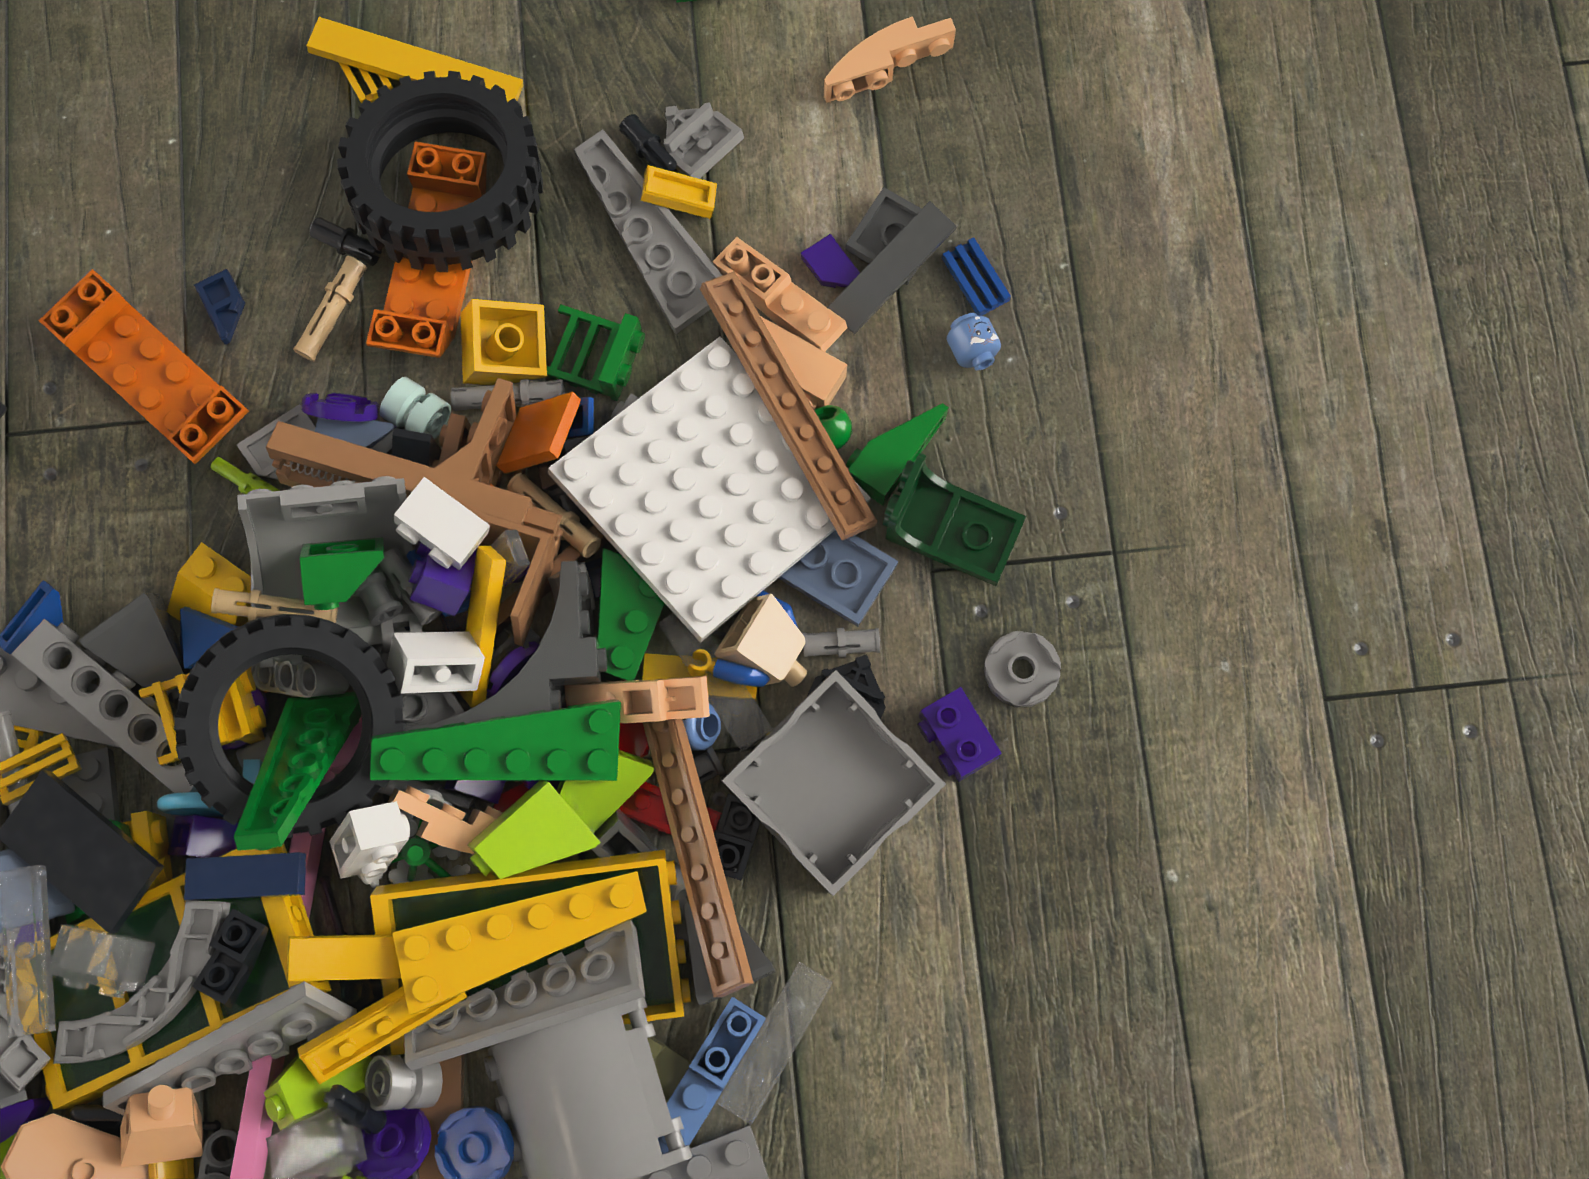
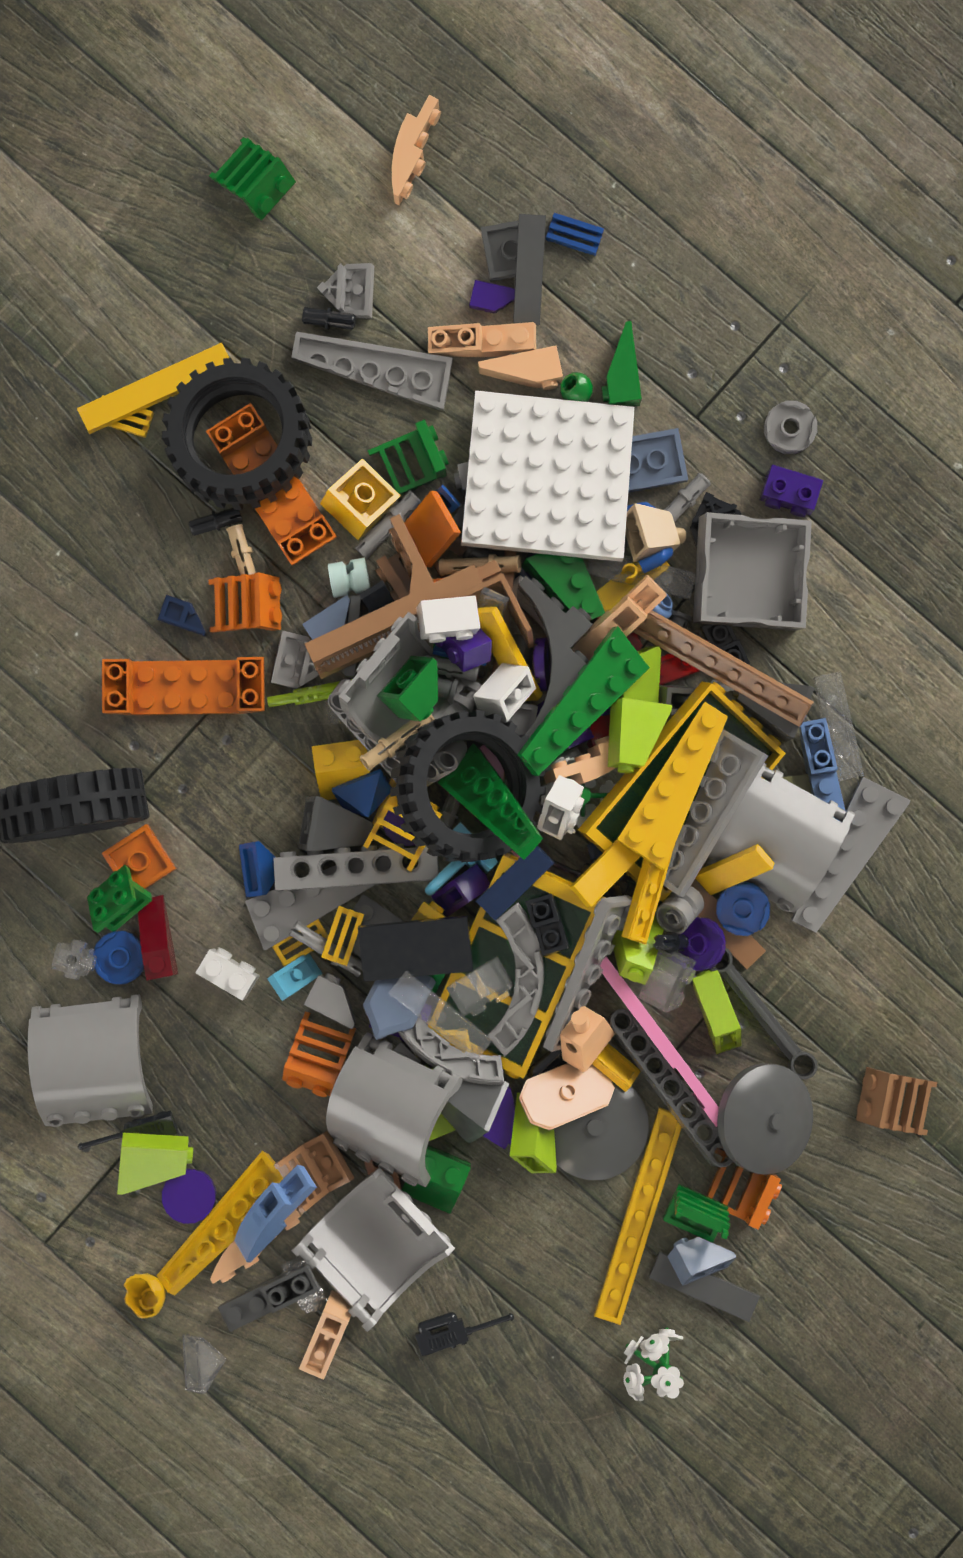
camera: 40 degrees left, 10 degrees up
(294, 346) = (259, 602): none -> orange plate
(340, 407) = (310, 611): dark purple tile -> none
(500, 1093) = (734, 869): none -> yellow tile
(678, 192) = (372, 330): yellow tile -> none
(788, 406) = (547, 395): medium nougat tile -> none
(951, 524) = (688, 383): dark green bracket -> none
(973, 341) = (608, 272): medium blue head -> none

